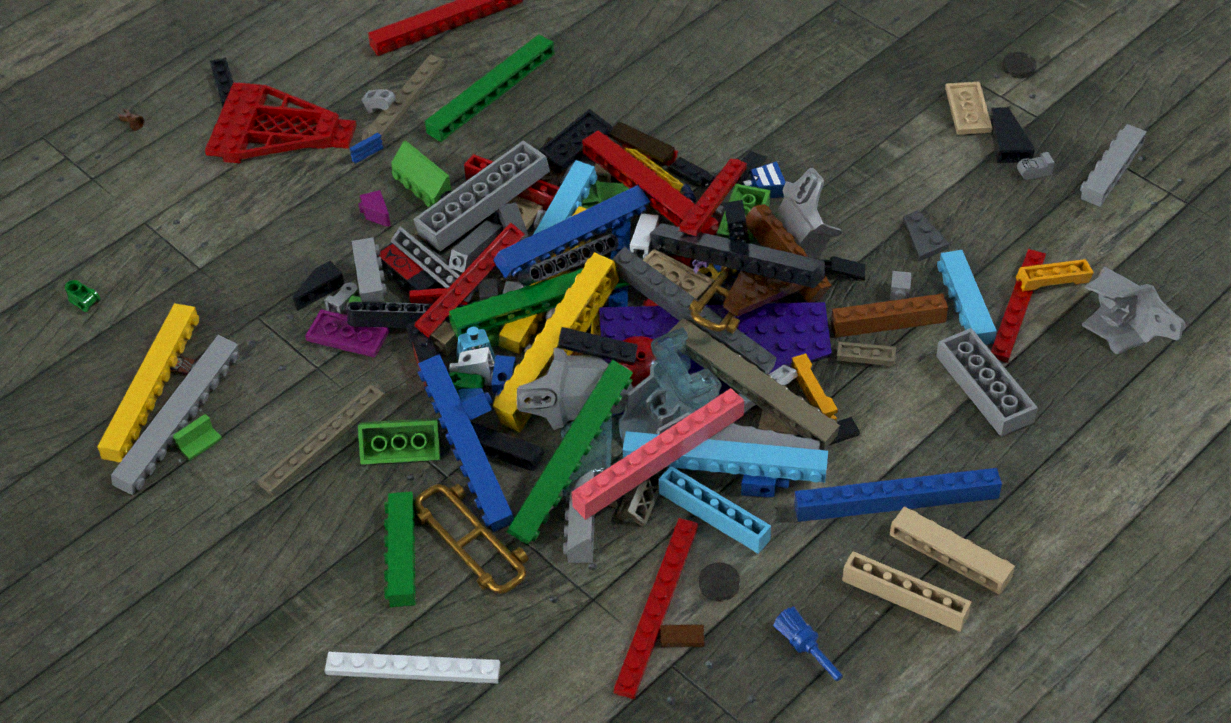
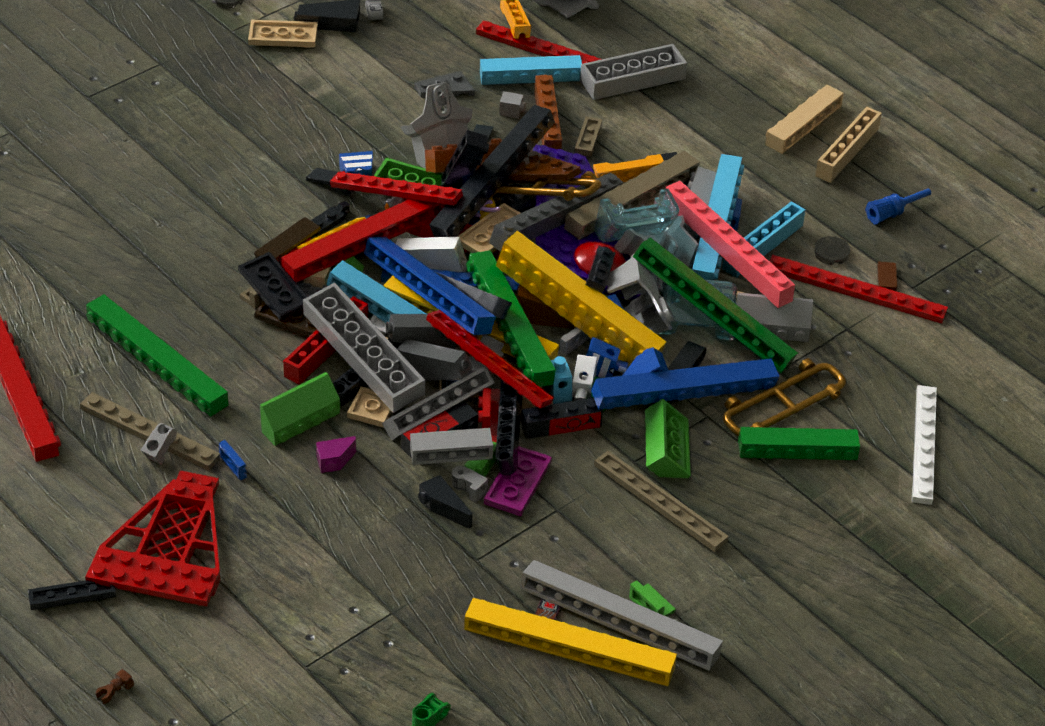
camera: 90 degrees left, 5 degrees down
(896, 494) = (749, 139): blue brick -> none

